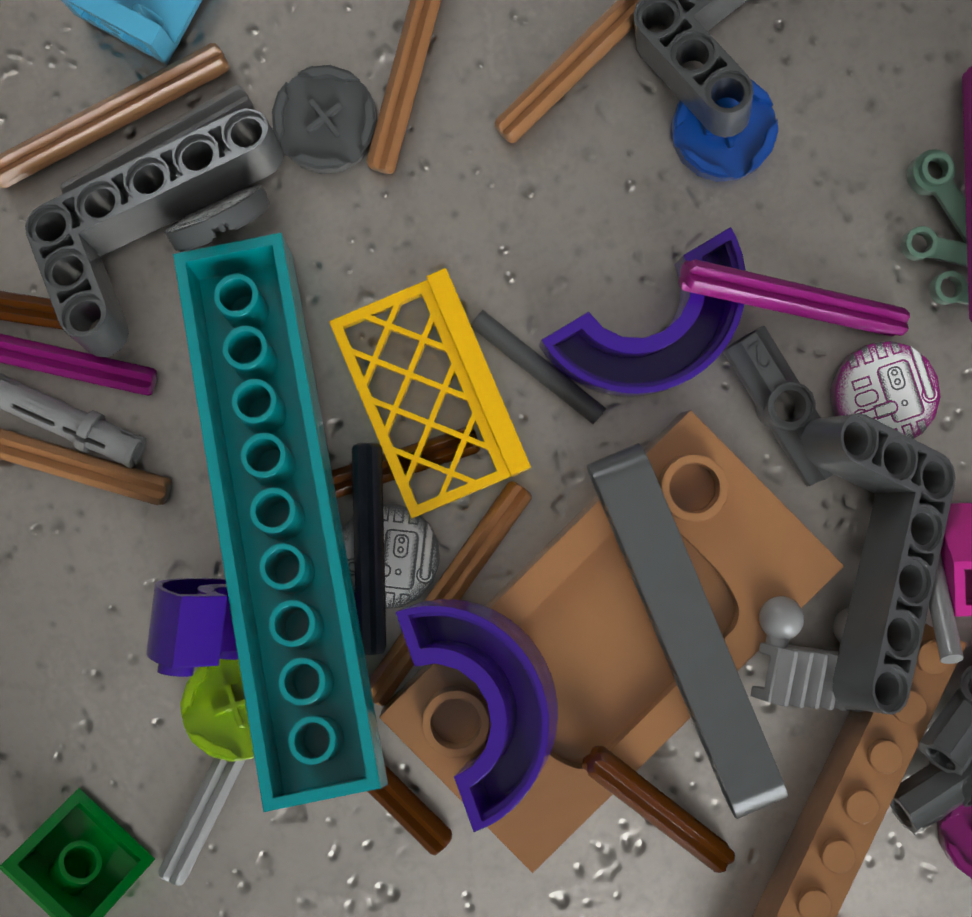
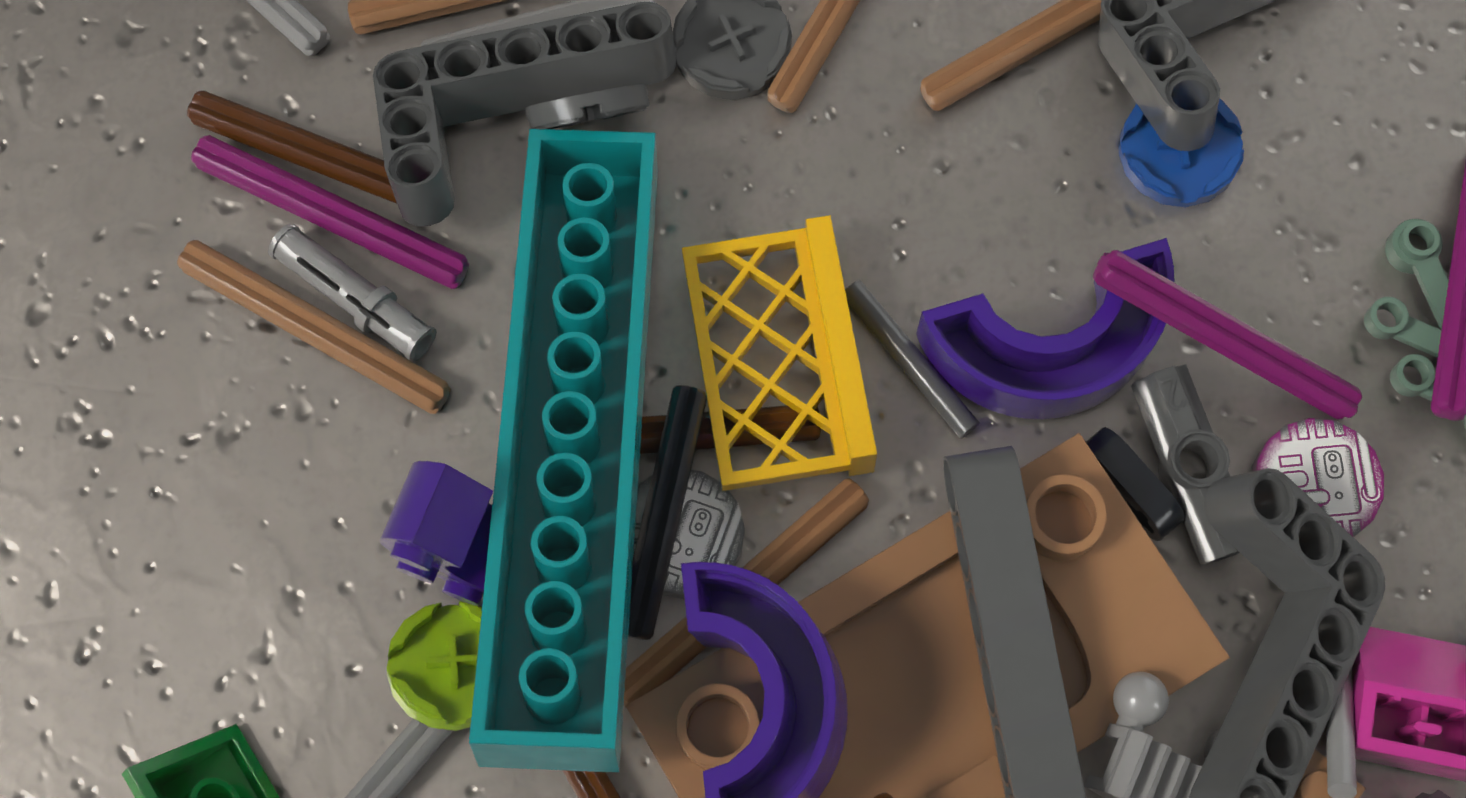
camera: 15 degrees right, 15 degrees down
(739, 433) = (1137, 484): none -> black beam

